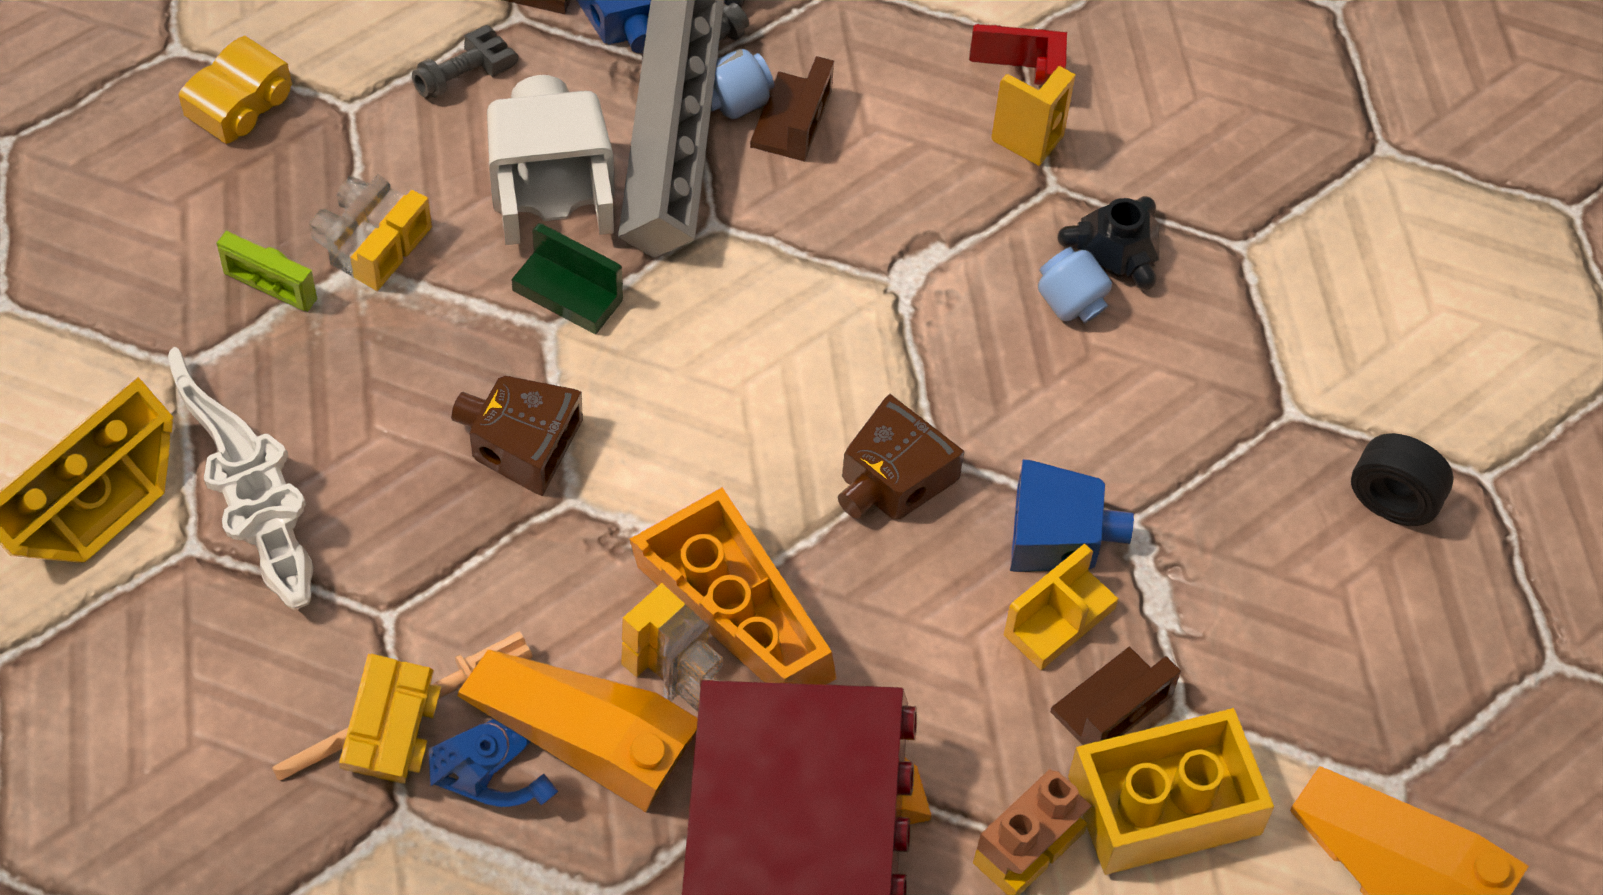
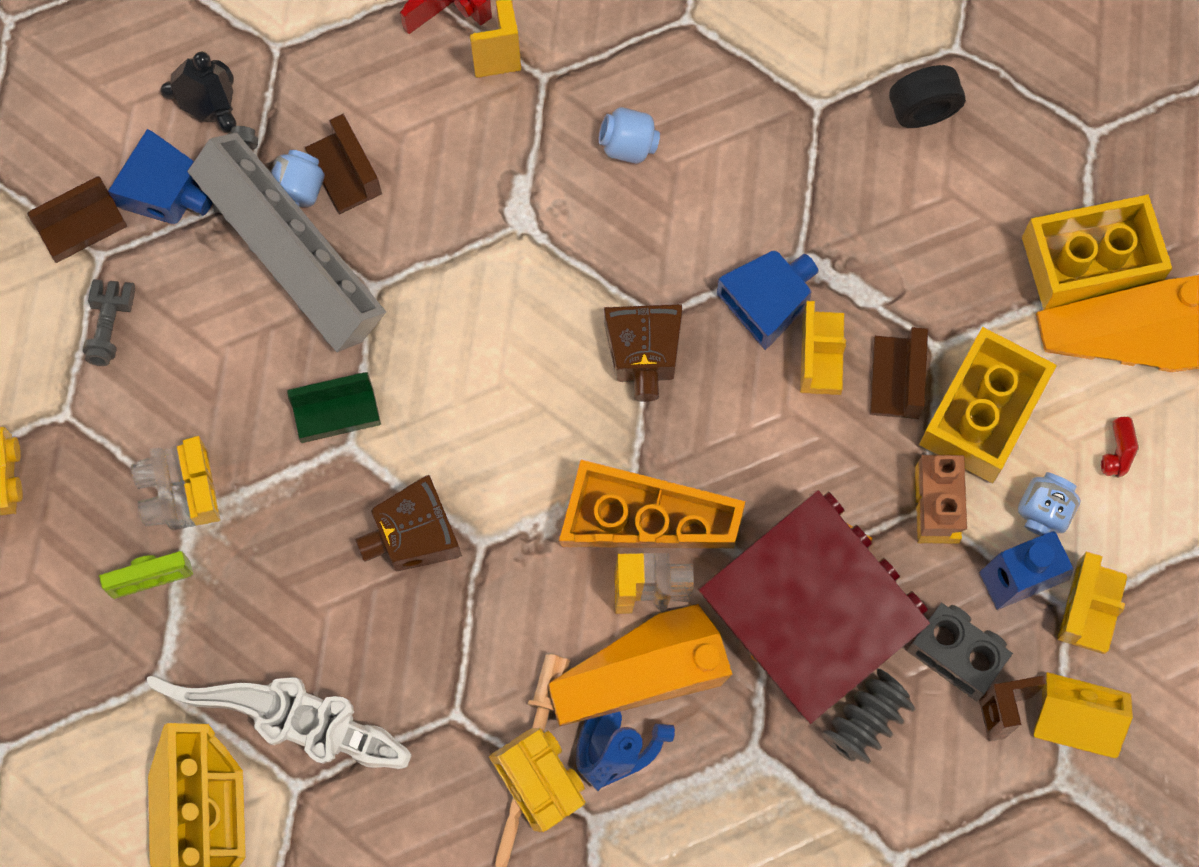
camera: 40 degrees left, 15 degrees up
(549, 154) = (238, 336): white piece -> none
(1120, 238) = (621, 80): black rock -> none
(1433, 750) = (1095, 251): none -> yellow brick

